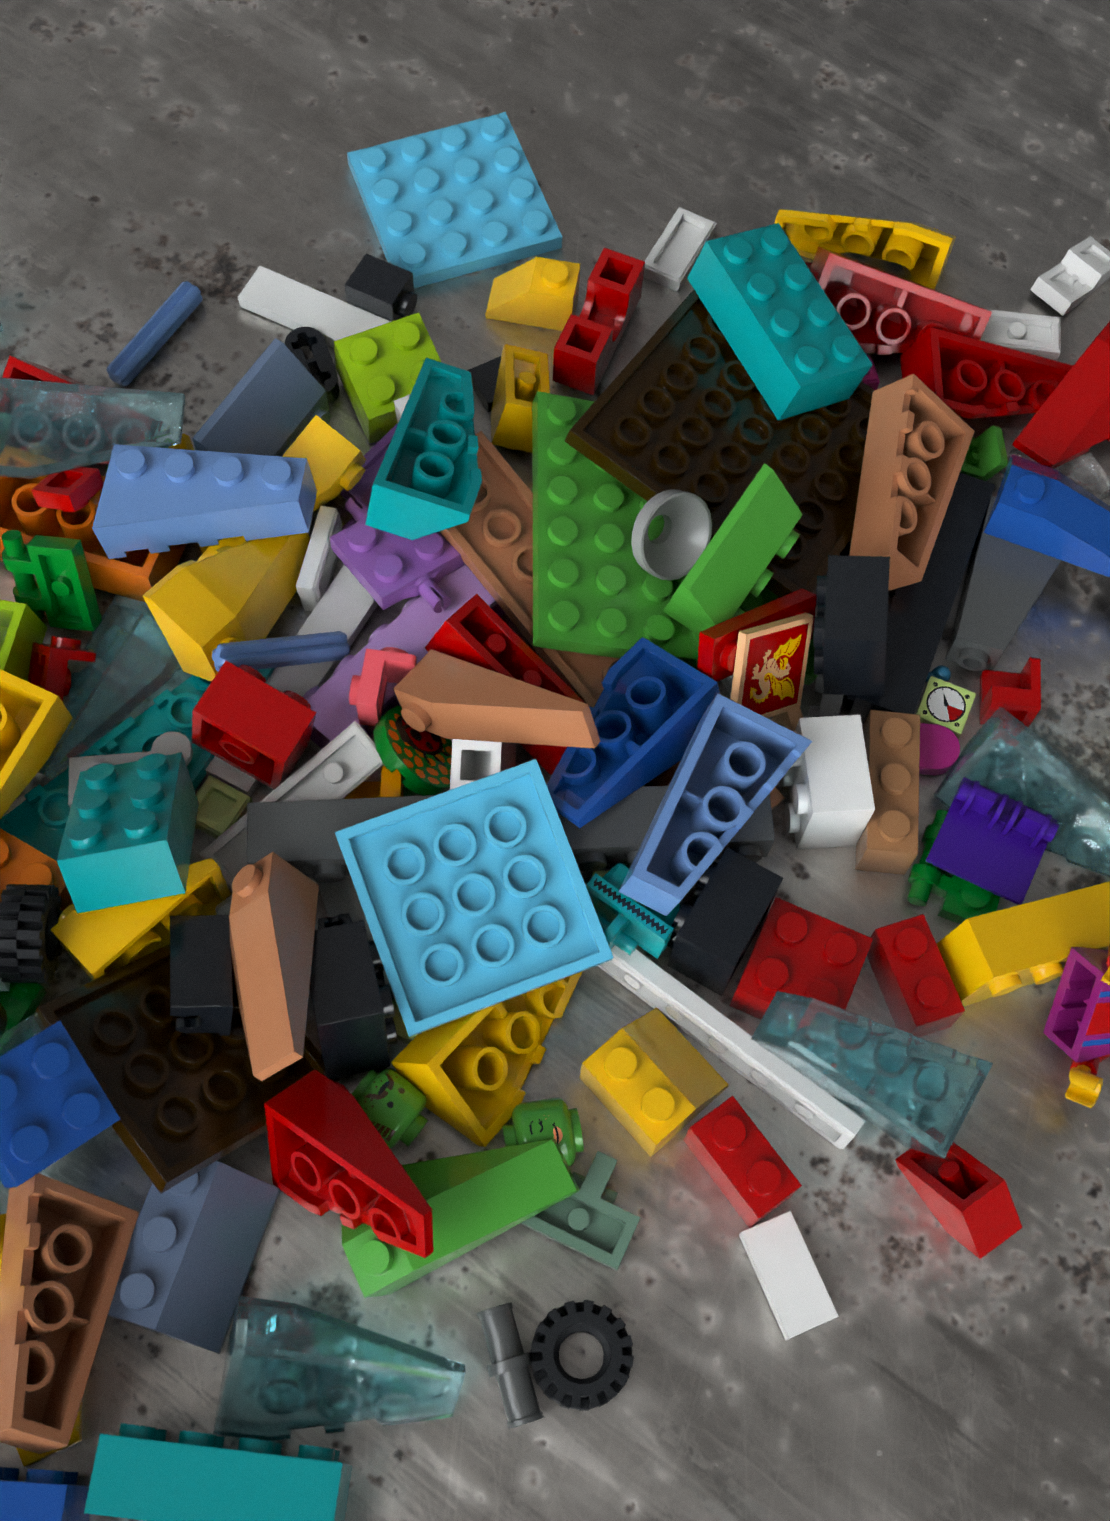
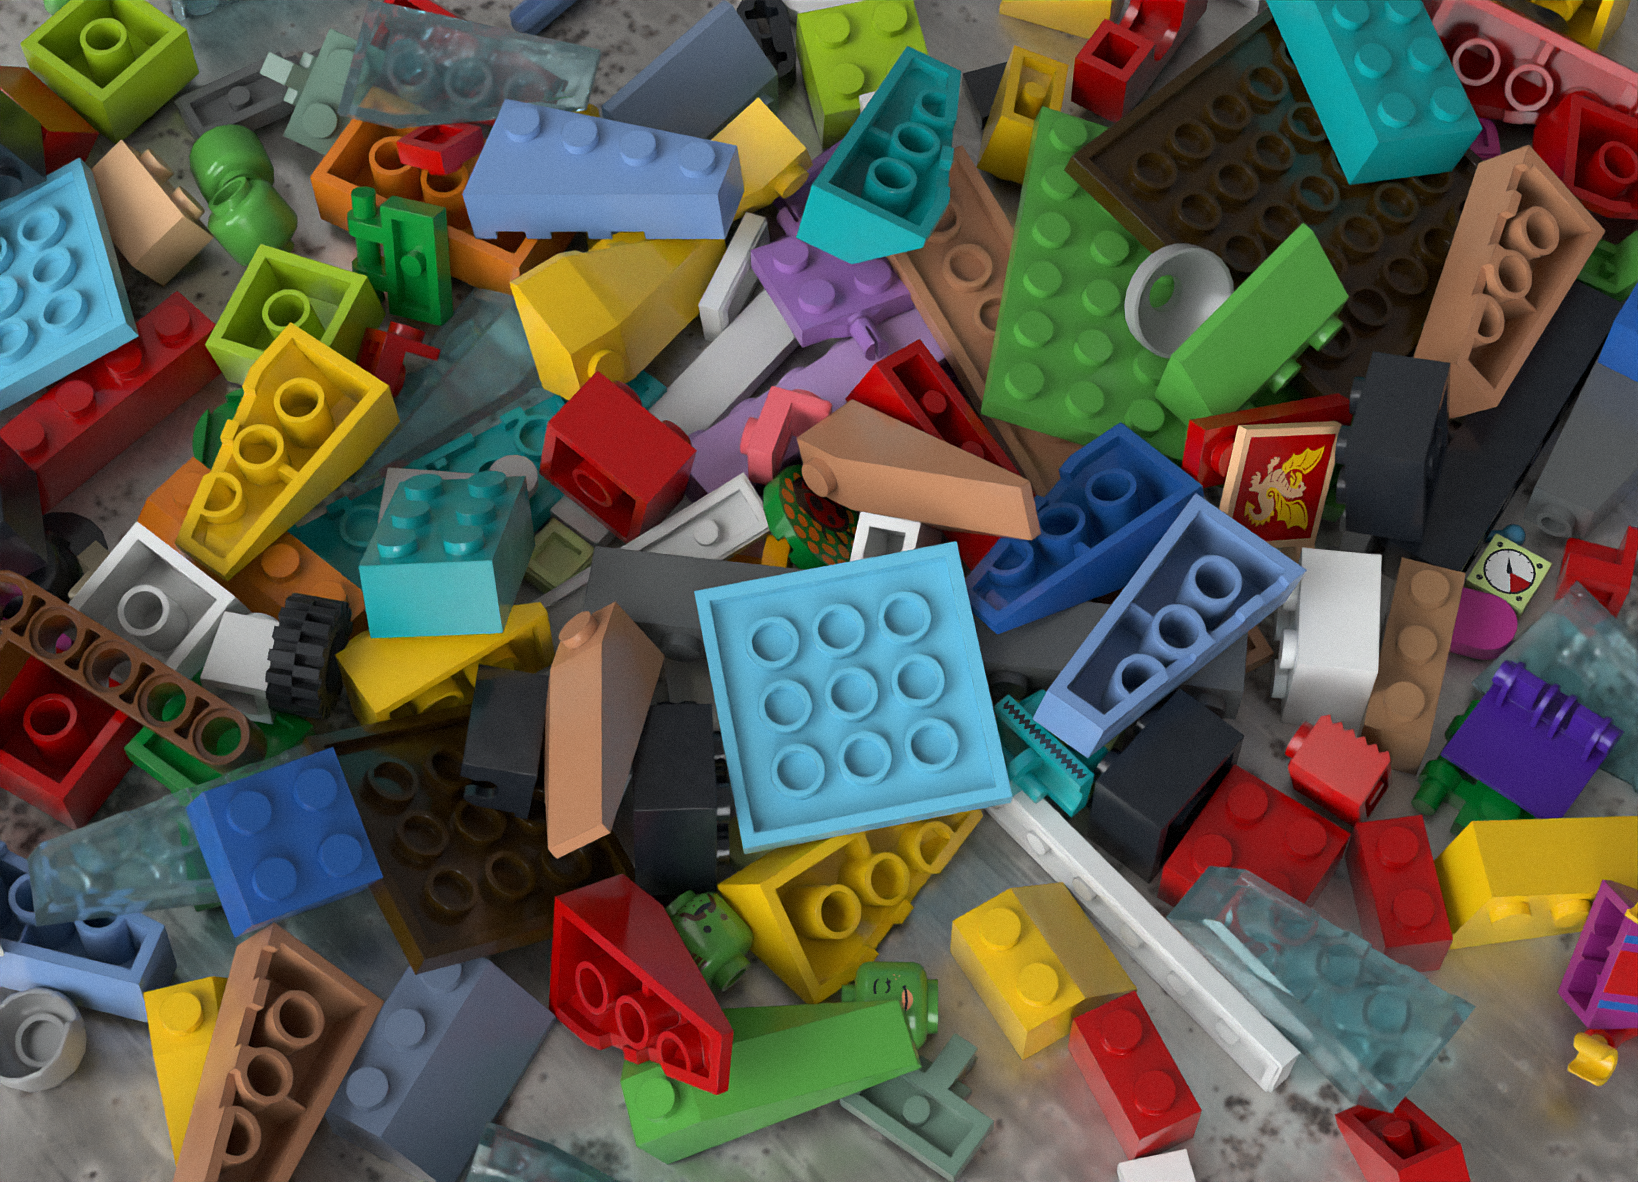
camera: 15 degrees right, 5 degrees down
(283, 651) = (672, 377): medium blue axle -> none
(855, 888) = (1338, 770): none -> red brick

